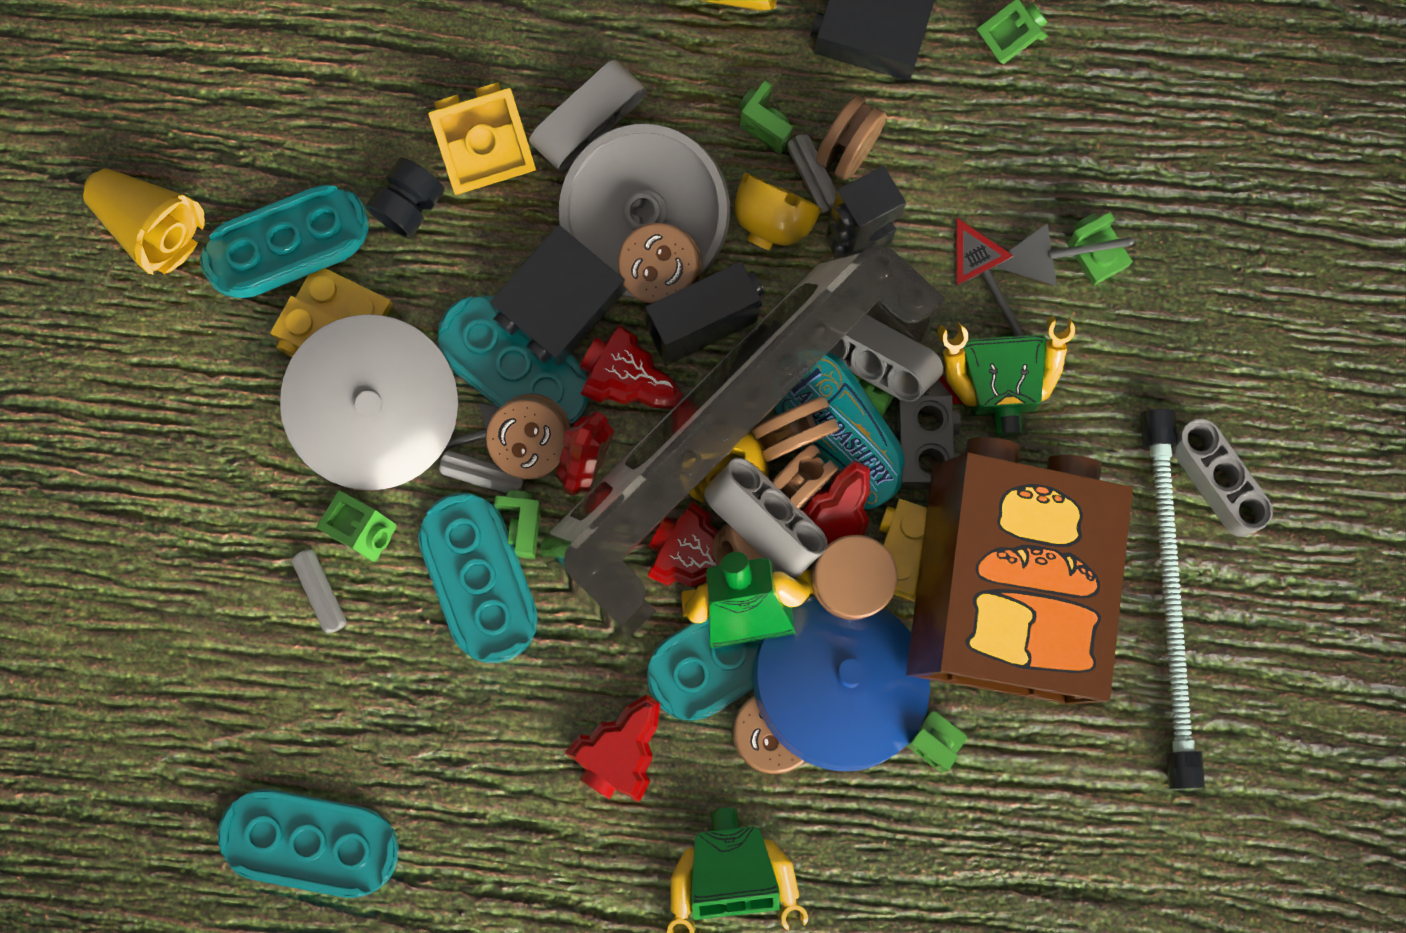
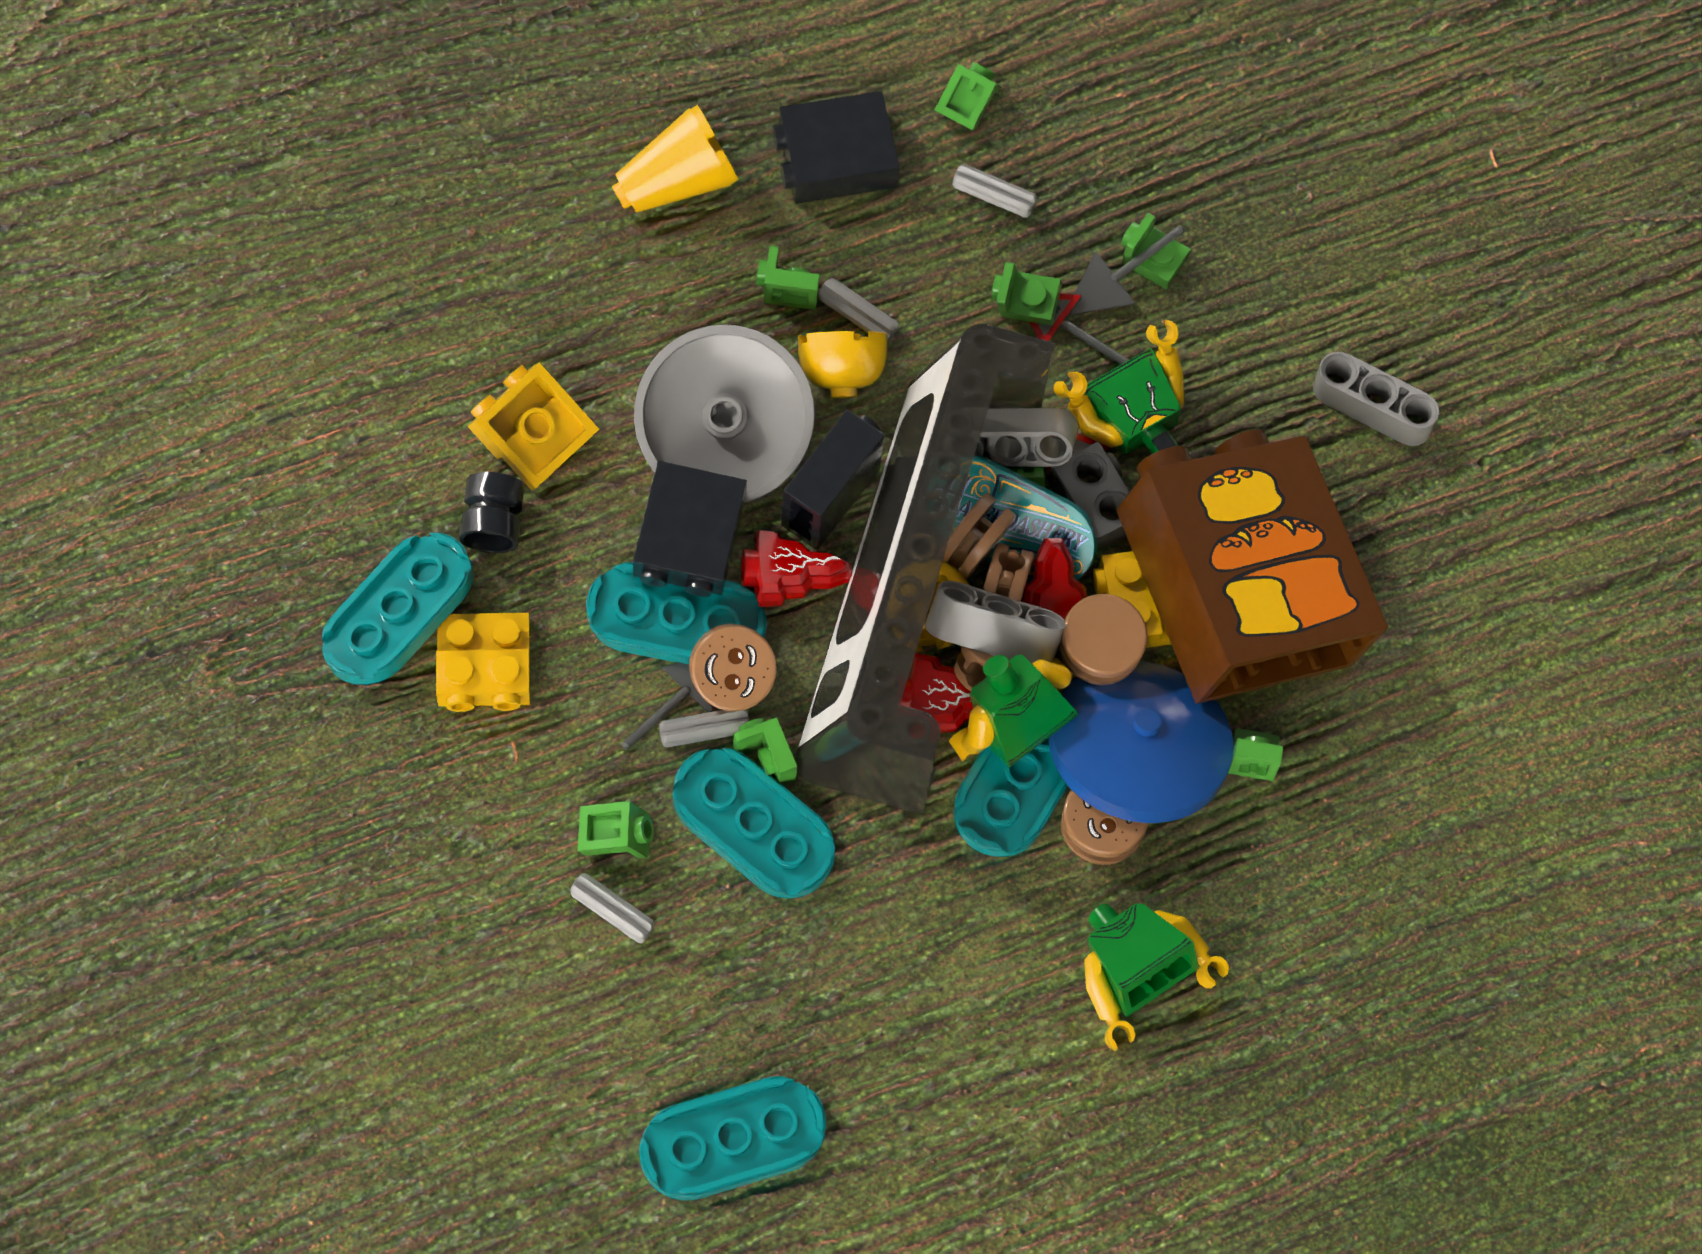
camera: 30 degrees left, 10 degrees down
(145, 218) = (251, 648): yellow cone -> none
(369, 402) = (566, 710): light grey dish -> none
(584, 452) = (794, 663): red rock -> none
(587, 114) = (619, 357): light grey beam -> none
(619, 751) = (974, 908): red rock -> none
(659, 261) = (768, 450): medium nougat head -> none
(854, 133) = (877, 256): medium nougat head -> none
(865, 213) = (932, 315): black arch -> none
(965, 232) = (1026, 295): none -> bright green bracket
(990, 125) = (994, 190): none -> light grey axle
(1184, 763) = (1481, 660): light aqua hose -> none

